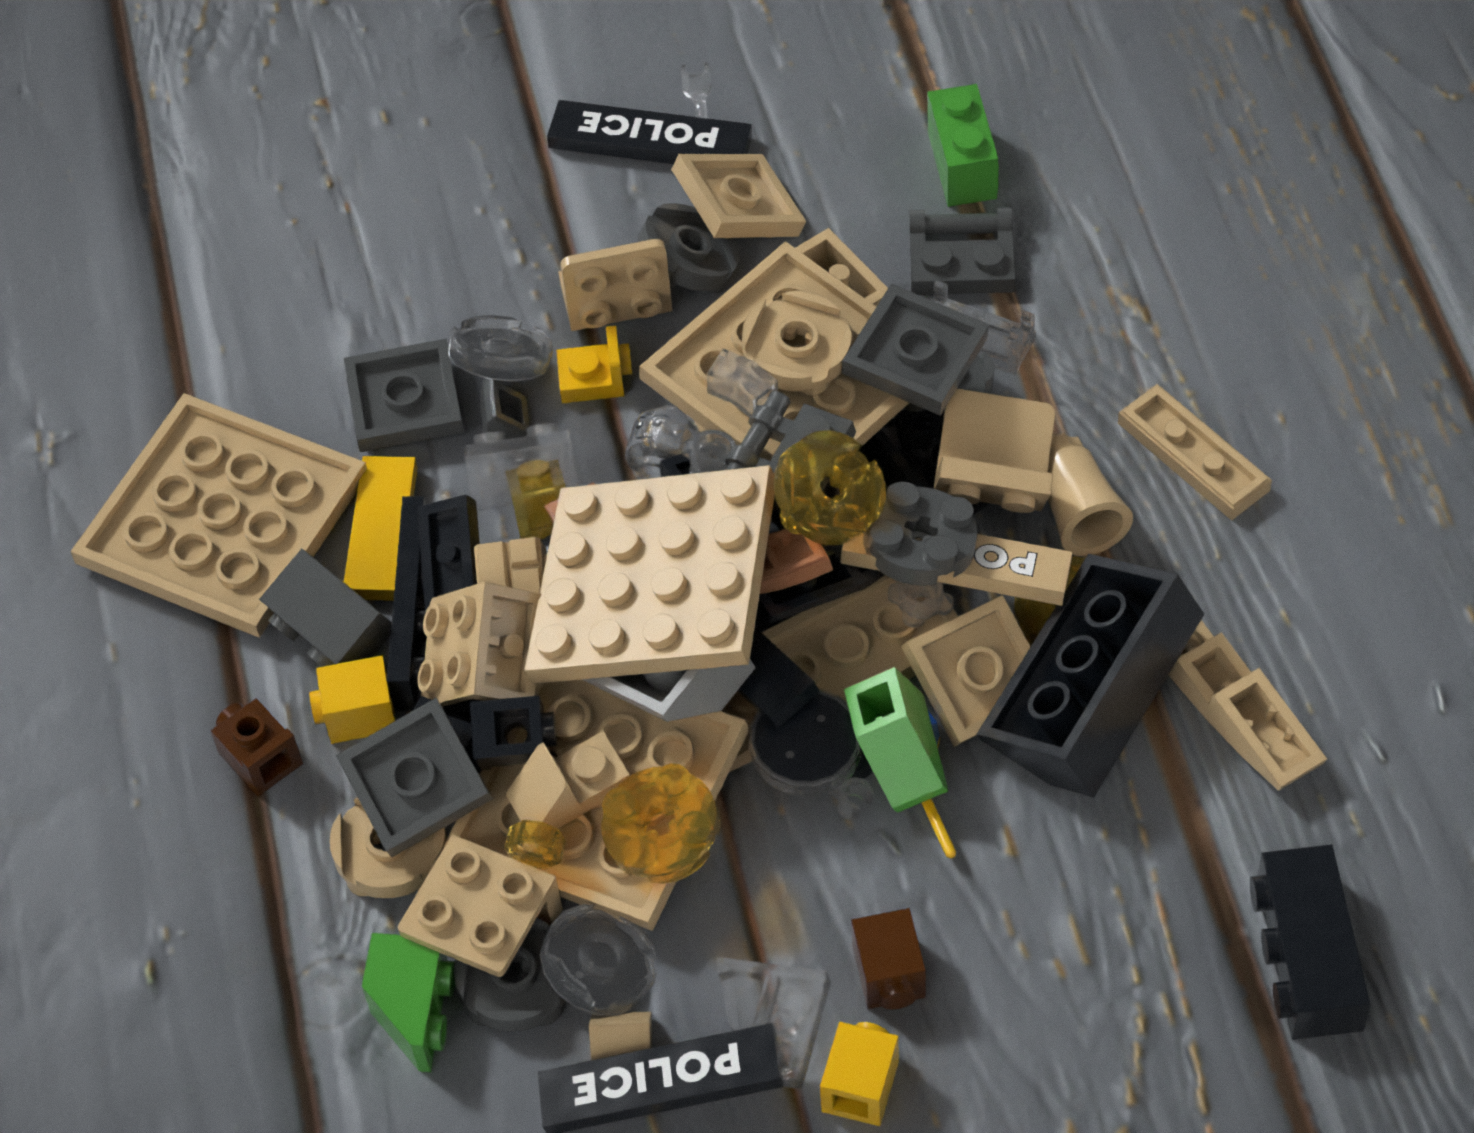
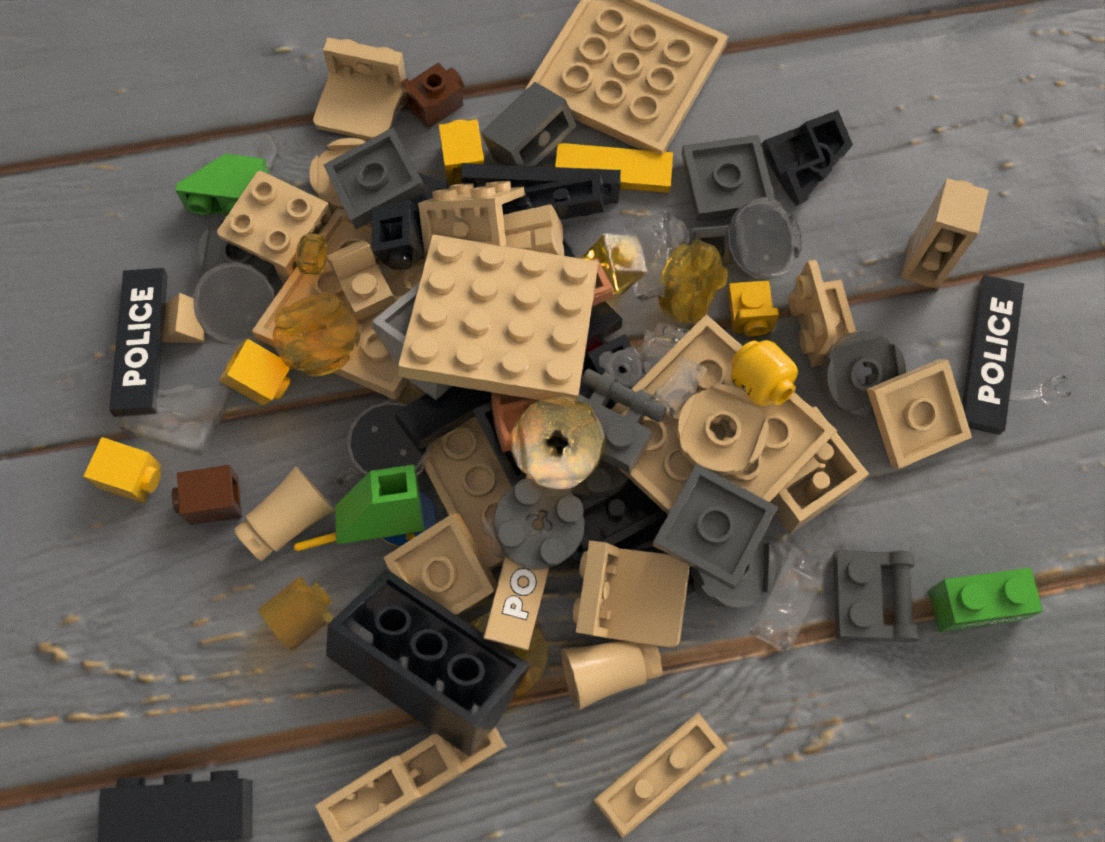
camera: 85 degrees right, 15 degrees up
(247, 838) = (360, 89): none -> tan bracket
(366, 311) = (807, 154): none -> black slope
(514, 150) = (944, 233): none -> tan brick
(585, 421) = (691, 281): none -> clear yellow plate
(708, 916) = (256, 373): none -> yellow brick
(725, 294) = (764, 373): none -> yellow head
(910, 860) = (283, 515): none -> tan plant
(1042, 834) = (297, 612): none -> clear yellow brick

